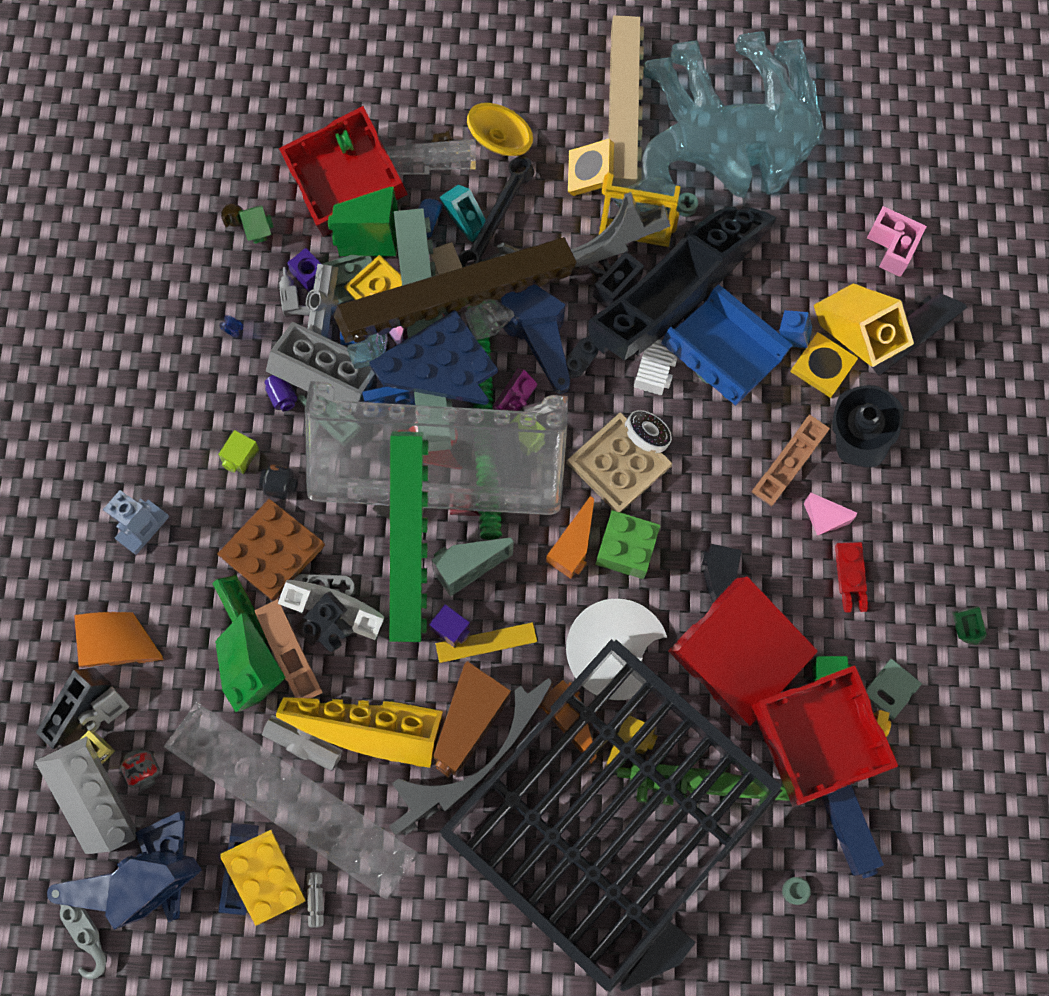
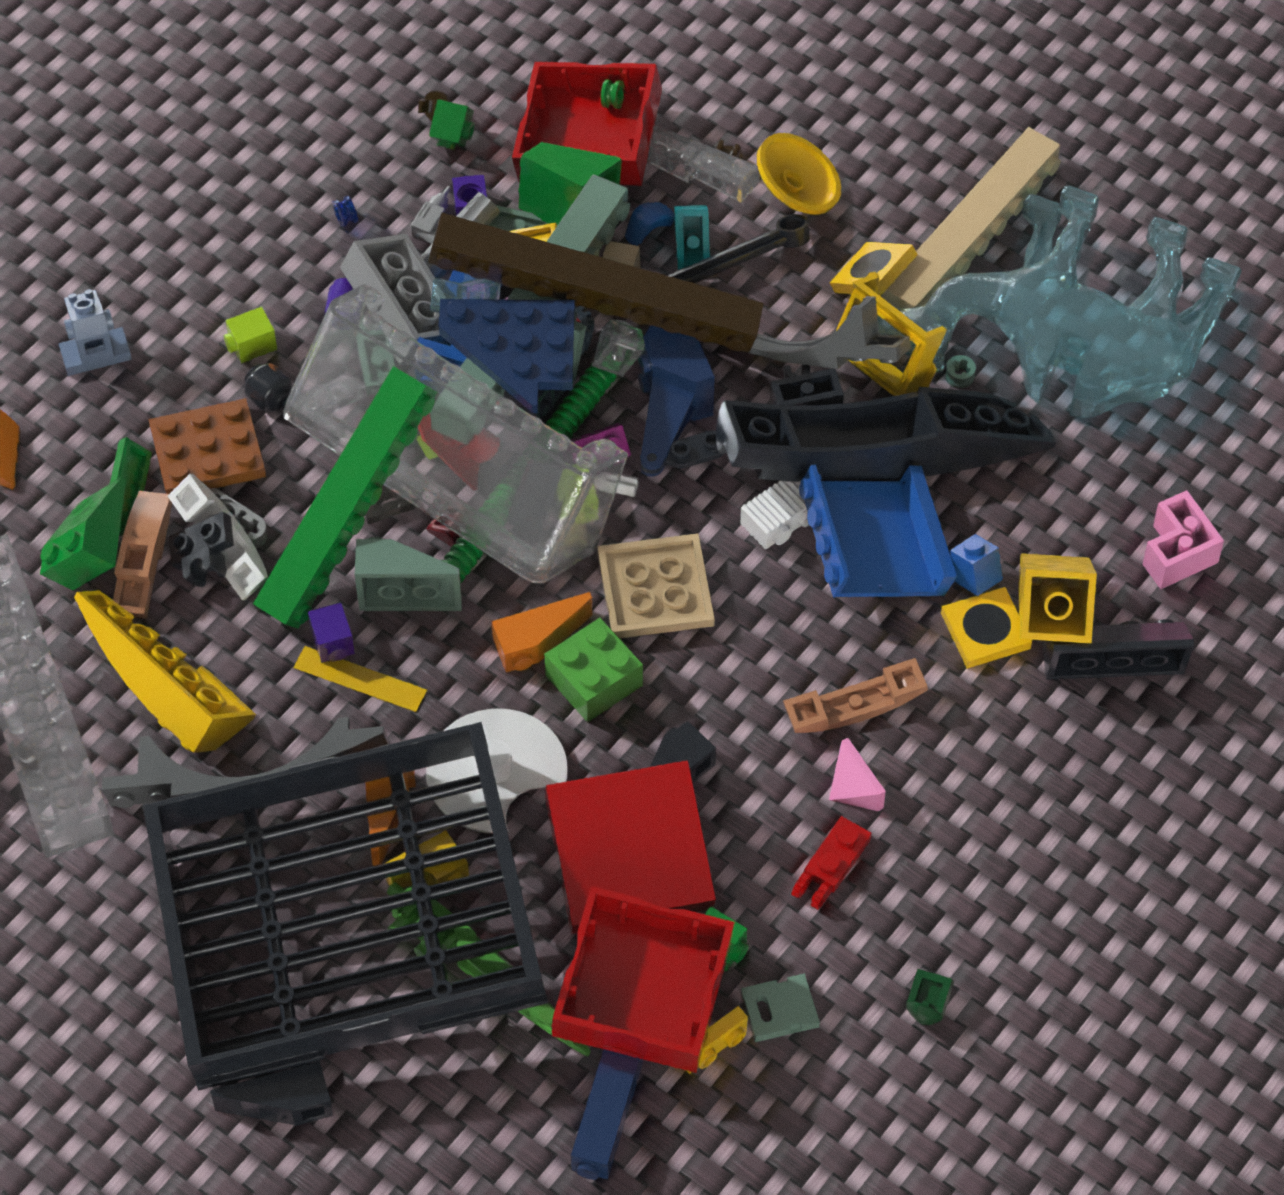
camera: 40 degrees right, 15 degrees down
(302, 743) = (83, 650): light grey piece -> none
(470, 716) = (267, 725): dark orange slope -> none
(658, 433) = (712, 553): tile -> none
(796, 891) = (492, 1139): sand green tile -> none
(866, 425) = (973, 706): black piece -> none

